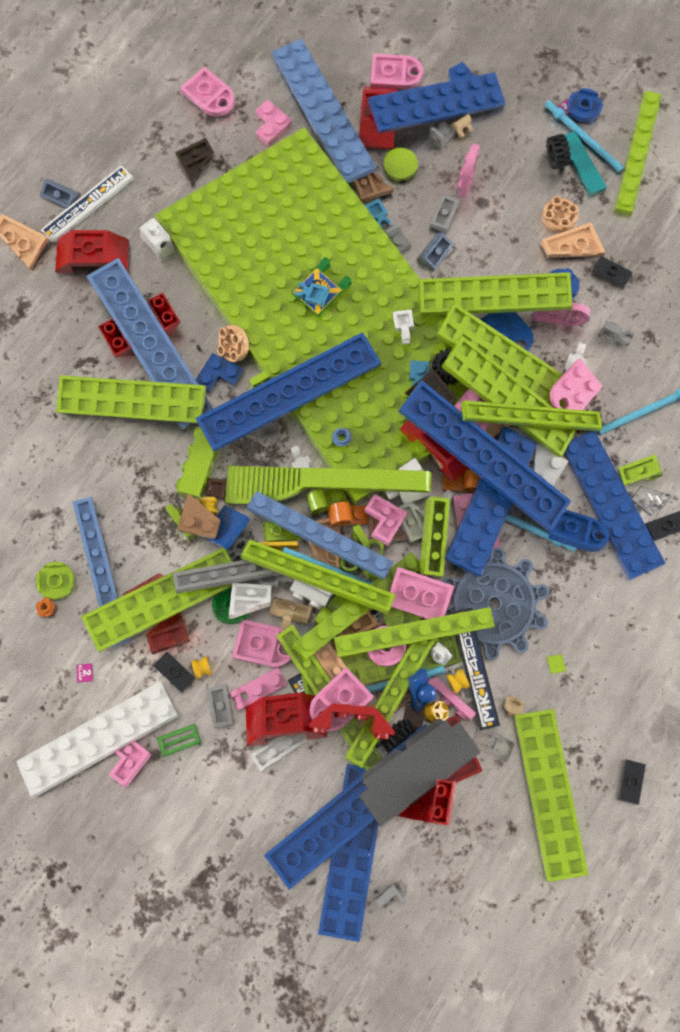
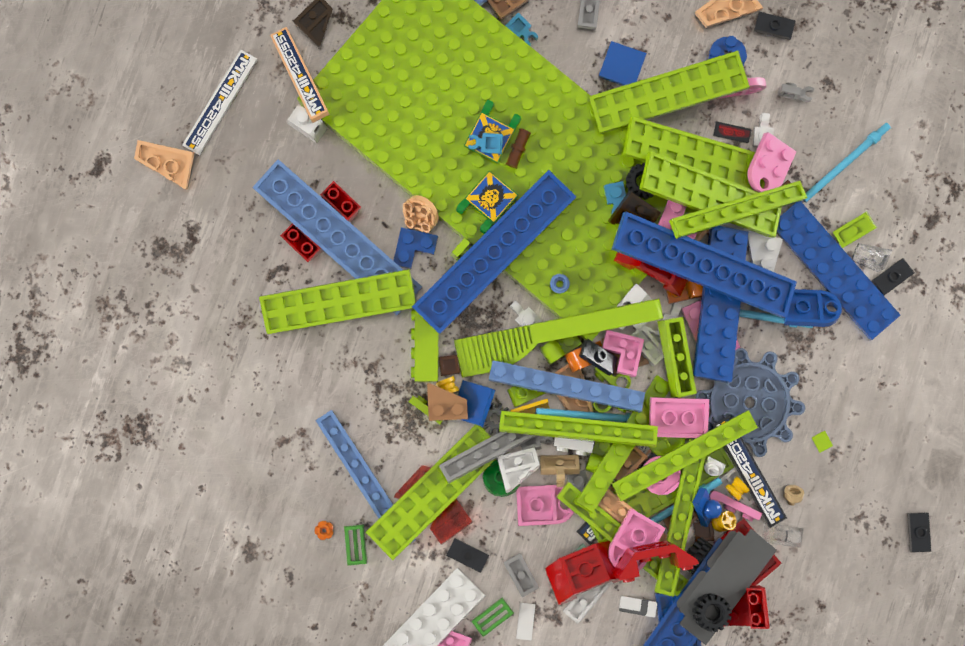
camera: 15 degrees left, 10 degrees up
(55, 581) = (324, 501): lime tile -> none
(59, 193) = (186, 98): sand blue slope -> none
(67, 647) = (355, 540): none -> bright green tile
(84, 672) = (382, 580): dark pink sticker -> none
(90, 249) = (243, 155): red slope -> none
(164, 196) = (299, 75): none -> tile
(201, 667) = (492, 544): yellow wheel -> none
(210, 755) = (525, 621): none -> white sticker
(260, 687) = (551, 547): bright pink plate -> none
(299, 343) = (490, 198): none -> flag
(326, 772) = (638, 606): none -> white sticker
(340, 307) = (518, 148): none -> reddish brown pin
(358, 515) = (598, 357): none -> black plate
(382, 793) = (703, 604): none -> black tyre
(397, 237) = (549, 50): light grey bracket -> none
(403, 322) = (586, 147): white plate -> none
(435, 251) = (590, 52): sand blue slope -> none
(460, 264) = (622, 64): none -> blue tile
(511, 326) = (690, 120): blue plate -> none
(547, 354) = (732, 132): none -> sticker
(550, 796) = (849, 566): lime plate -> none

